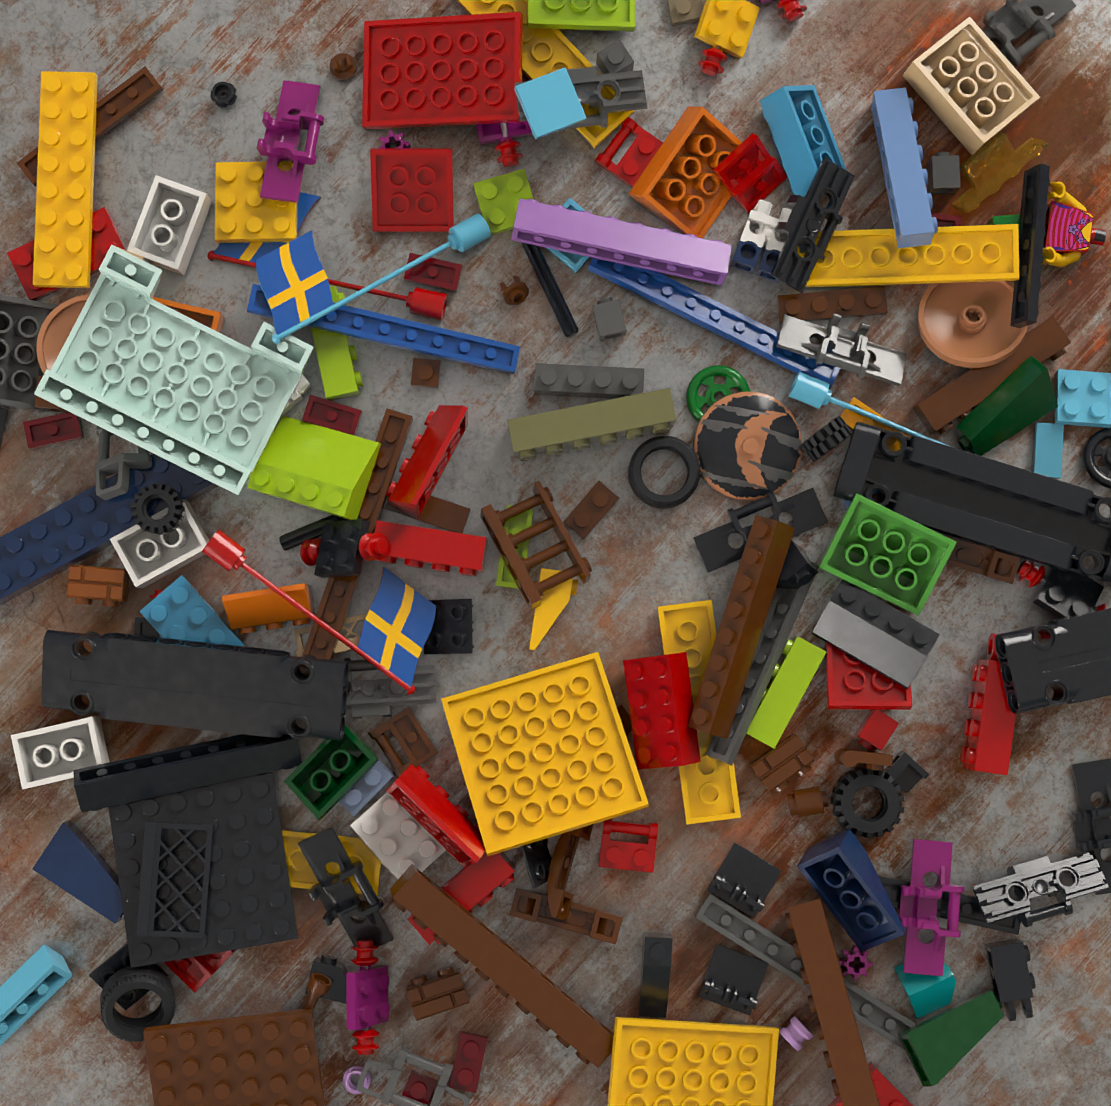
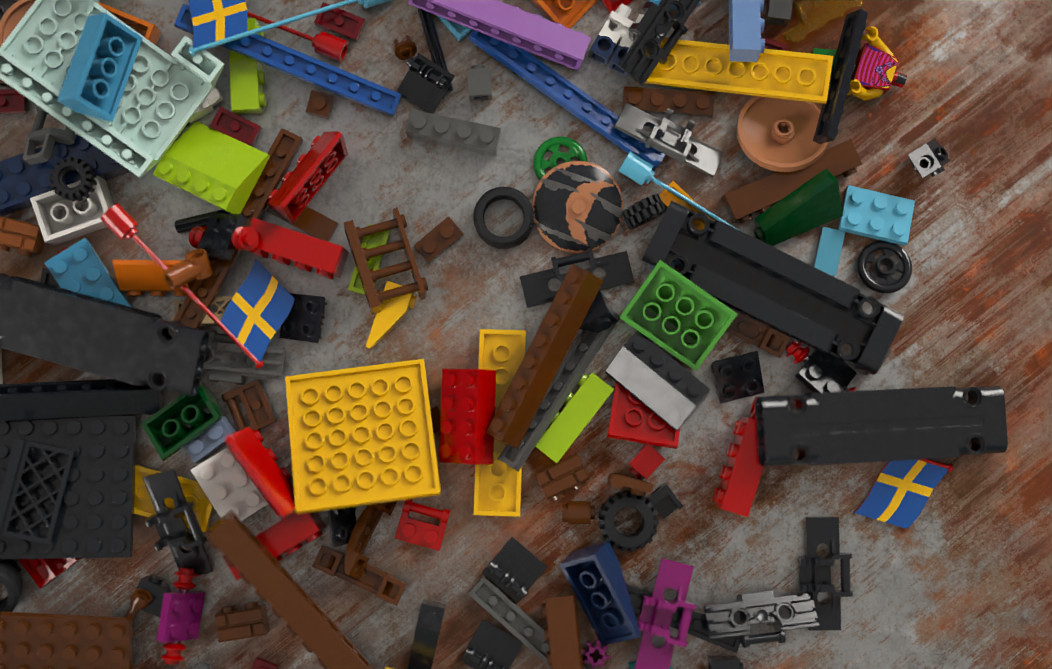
camera: 10 degrees right, 0 degrees up
(173, 375) = (100, 68): none -> dark azure slope
(319, 589) = (194, 266): none -> dark orange piece
(545, 329) = (425, 83): none -> black hinge
(592, 423) = (448, 167): olive brick -> none
(967, 613) = (738, 377): none -> black hinge

